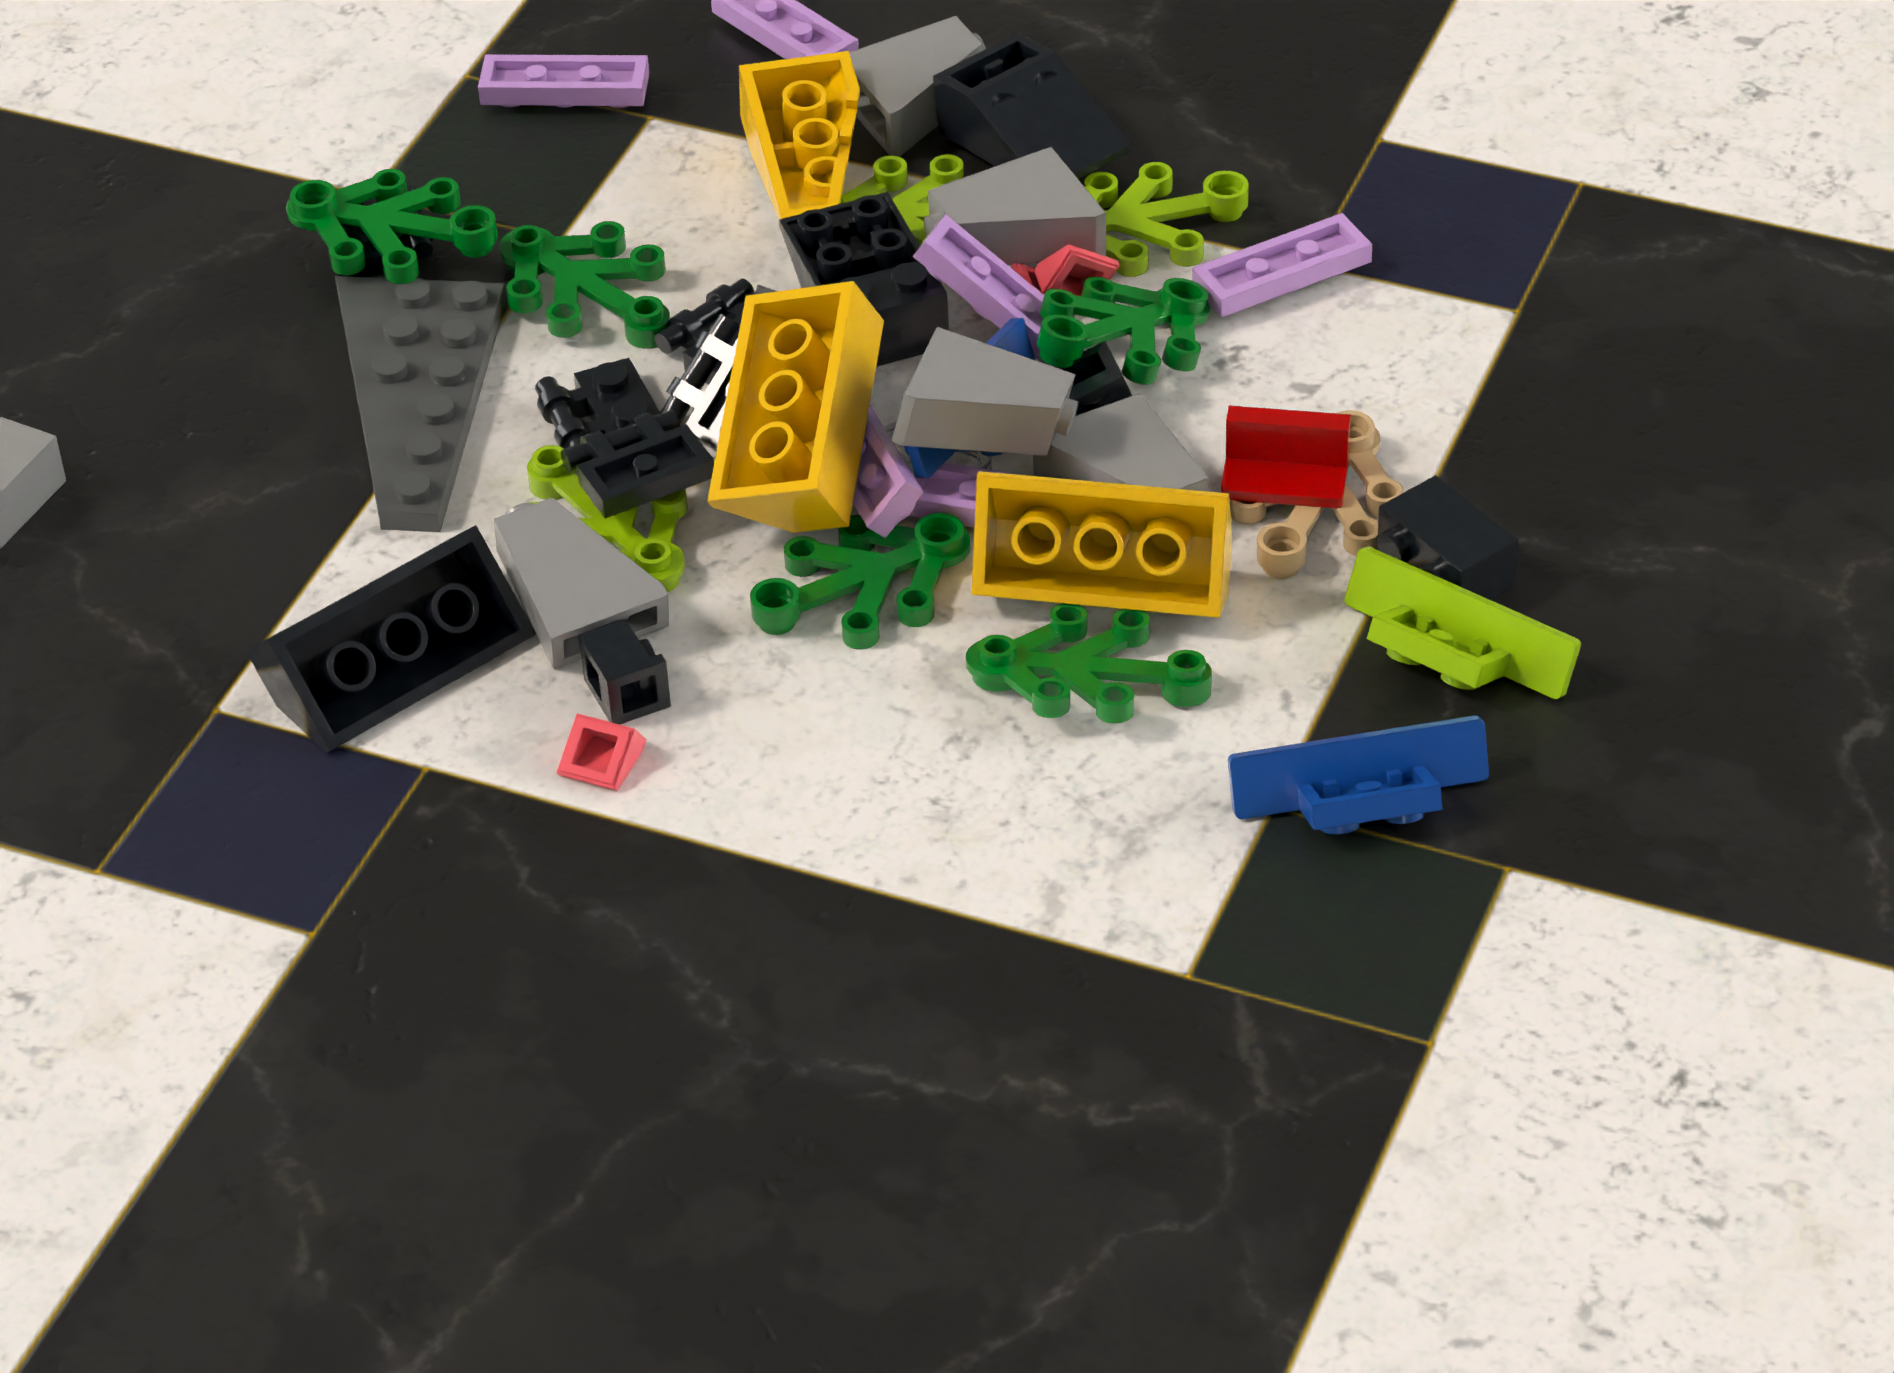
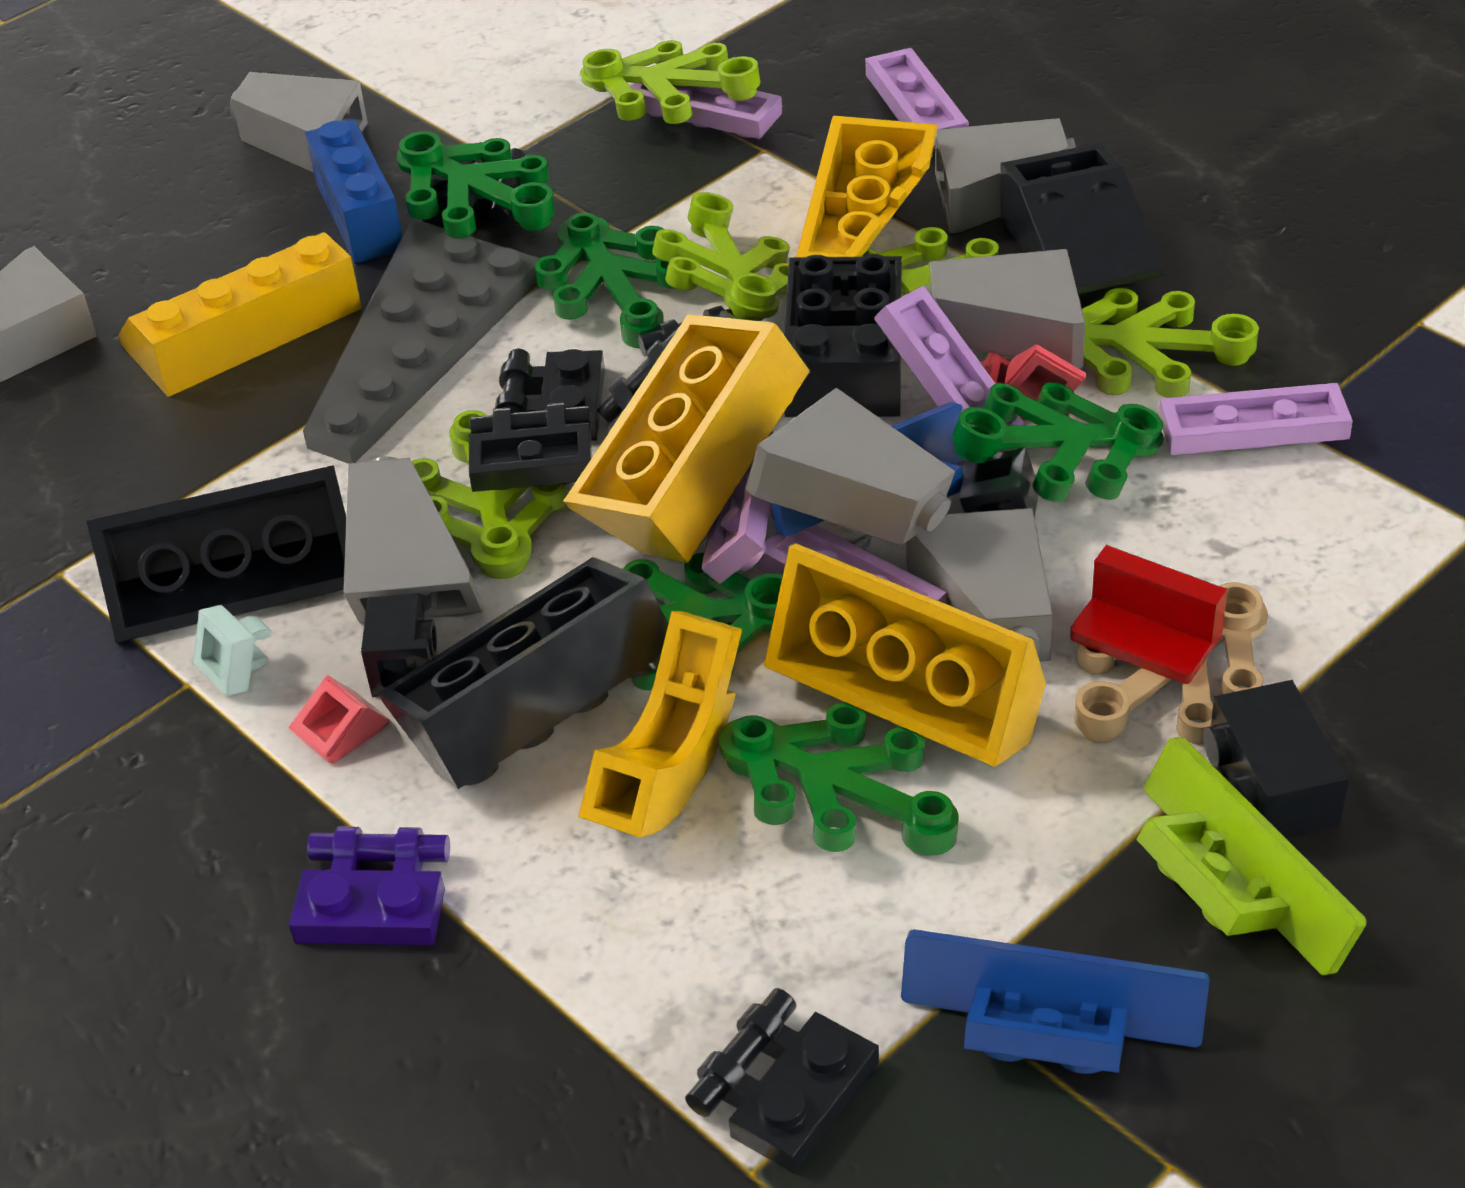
camera: 25 degrees right, 0 degrees up
(127, 199) = (279, 108): none -> light grey slope
(226, 416) = (242, 314): none -> yellow slope
(256, 261) = (354, 190): none -> blue brick
(448, 69) = (610, 73): none -> lime plant
(458, 721) = (227, 648): none -> light aqua tile
(737, 886) = (371, 905): none -> dark purple plate
(749, 264) = (744, 292): none -> lime plant
(769, 652) = (529, 671): none -> black slope
(929, 659) = (666, 755): none -> yellow arch
(1197, 905) = (801, 1091): none -> black plate

